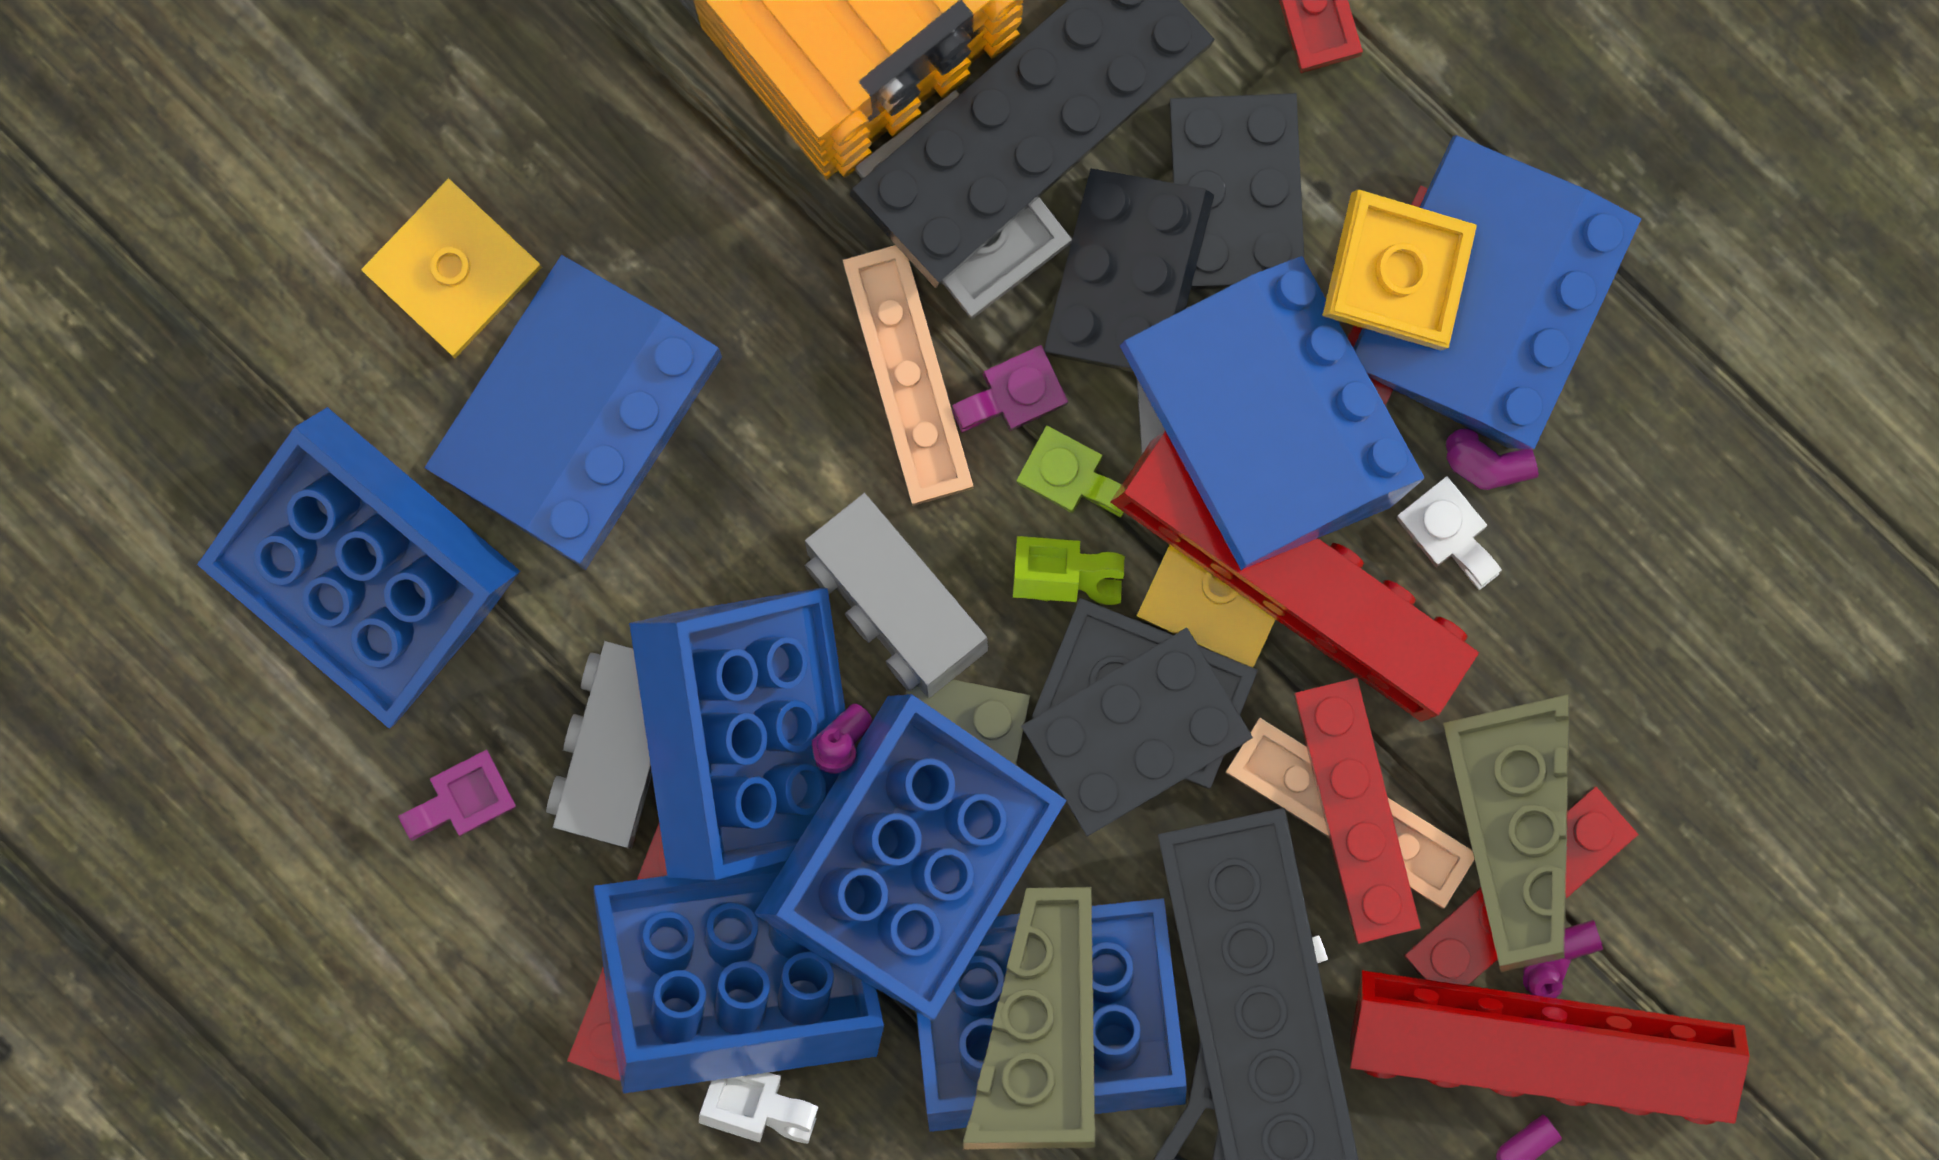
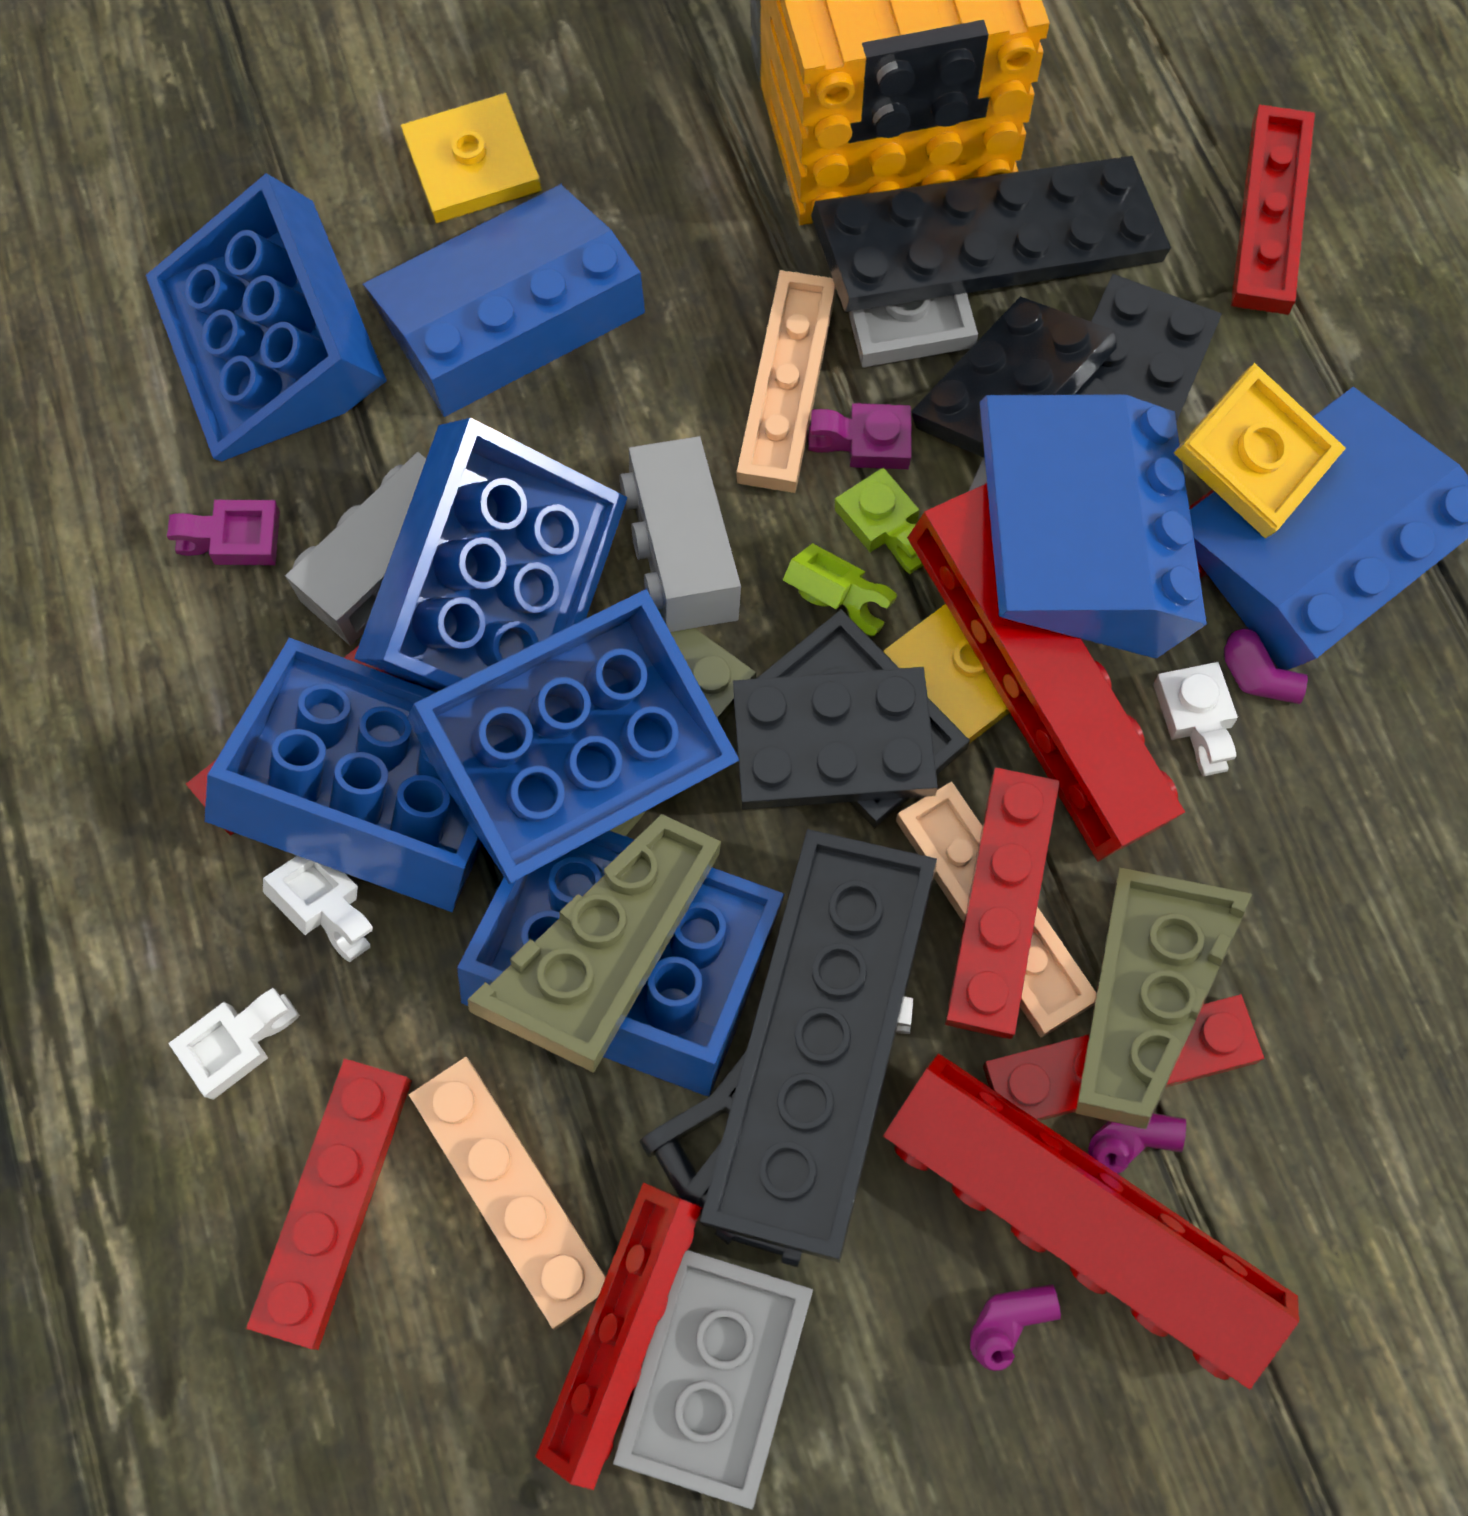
camera: 30 degrees right, 15 degrees down
(835, 745) = (559, 612): magenta arm -> none

